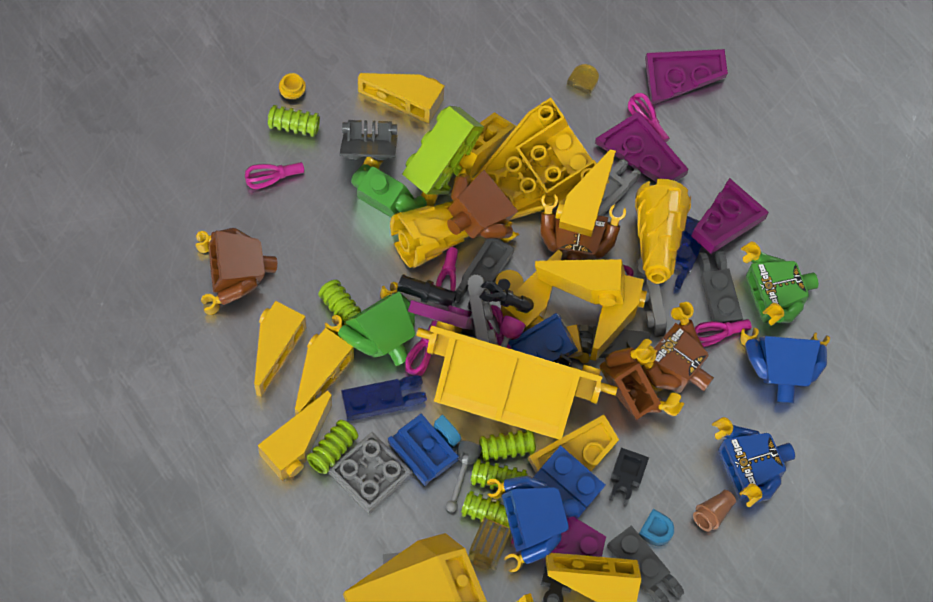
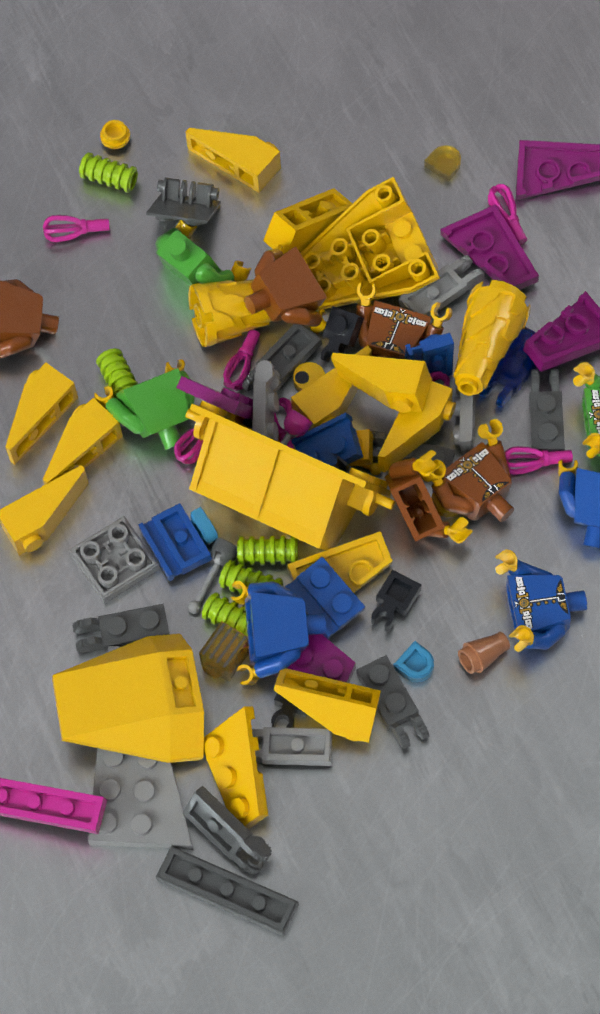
camera: 20 degrees right, 0 degrees up
(332, 447) = (77, 525): lime piece -> none
(381, 397) = (143, 482): clear blue hinge -> none
(392, 535) = (121, 628): none -> dark grey hinge
(426, 291) = (212, 372): black pin -> none
(442, 151) = (256, 221): lime wedge -> none
(506, 298) = (312, 399): black piece -> none
(532, 238) = (342, 330): none -> black plate
(584, 200) = (406, 291): yellow slope -> none
(619, 247) = (436, 351): none -> blue plate

